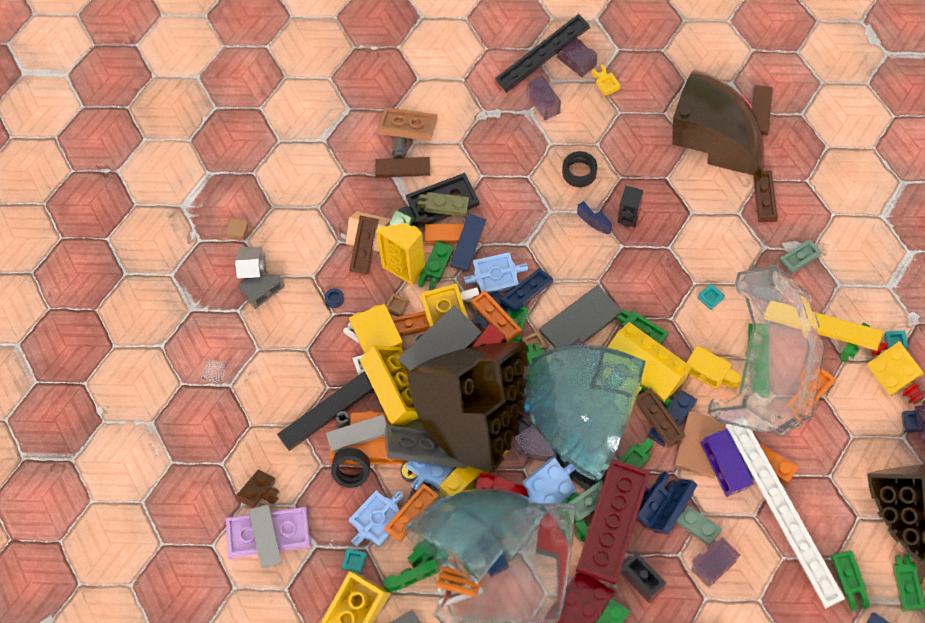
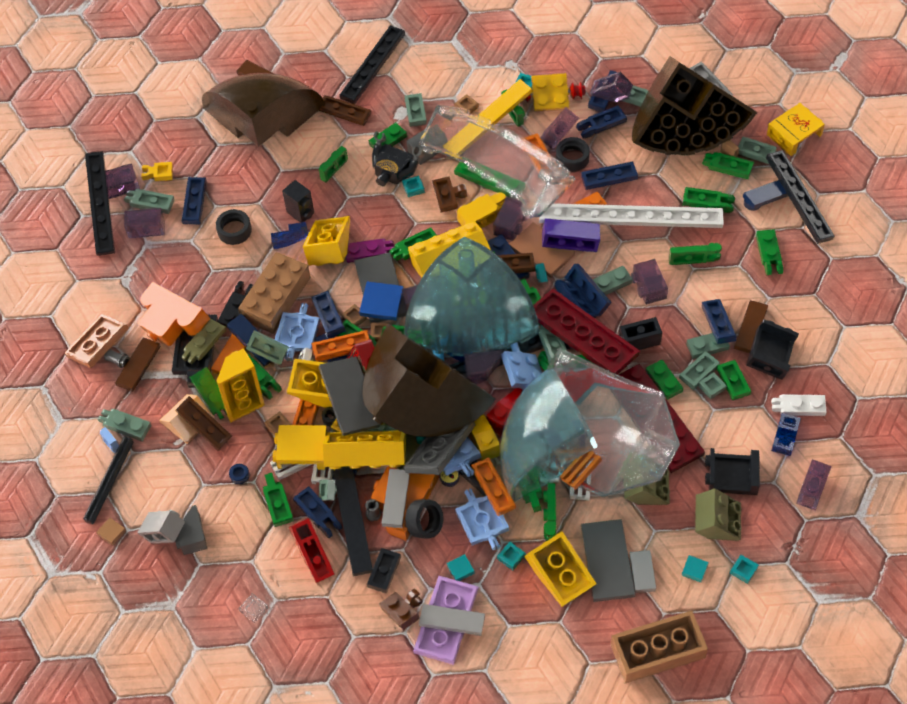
camera: 65 degrees left, 5 degrees down
(283, 202) = (108, 480): none -> black axle
(285, 388) = (311, 550): none -> red slope
(291, 458) = (383, 570): none -> black plate
(317, 183) = (109, 440): none -> light blue tile
(319, 340) = (277, 501): none -> green hinge
(322, 522) = (460, 568): none -> teal tile
(324, 376) = (316, 510): none -> dark blue hinge
(341, 188) = (125, 424): none -> sand green hinge
(346, 375) = (327, 489): none -> sand green plate
(456, 164) = (169, 315): none -> brick
(462, 257) = (267, 347): none -> sand green plate
(501, 212) = (231, 308): none -> black hinge
(526, 235) = (274, 292): none -> medium nougat brick
(538, 313) = (353, 315): none -> medium nougat tile
(562, 327) = (381, 301): none -> blue tile
(571, 91) = (148, 200): none -> sand green hinge
(592, 124) = (194, 200): none -> dark blue tile
(604, 251) = (327, 241): none -> yellow slope
(616, 290) = (368, 249): none -> magenta hinge
(668, 454) = (541, 273): none -> teal tile
(694, 216) = (333, 164): none -> green plate
(706, 393) = (509, 219): none -> clear purple brick
(716, 329) = (447, 194): none -> reddish brown plate
(722, 263) = (392, 163): none -> black torso
(753, 248) = (393, 133): none -> green plate
(773, 593) = (695, 254): none -> green hinge
(825, 470) = (609, 175): none -> dark blue plate
(835, 194) = (372, 64): none -> black tile
(835, 299) = (467, 103): none -> medium nougat tile
(835, 410) = (573, 143): none -> black tyre
(852, 396) = (559, 128): none -> brick
(890, 434) = (601, 121): none -> dark blue hinge

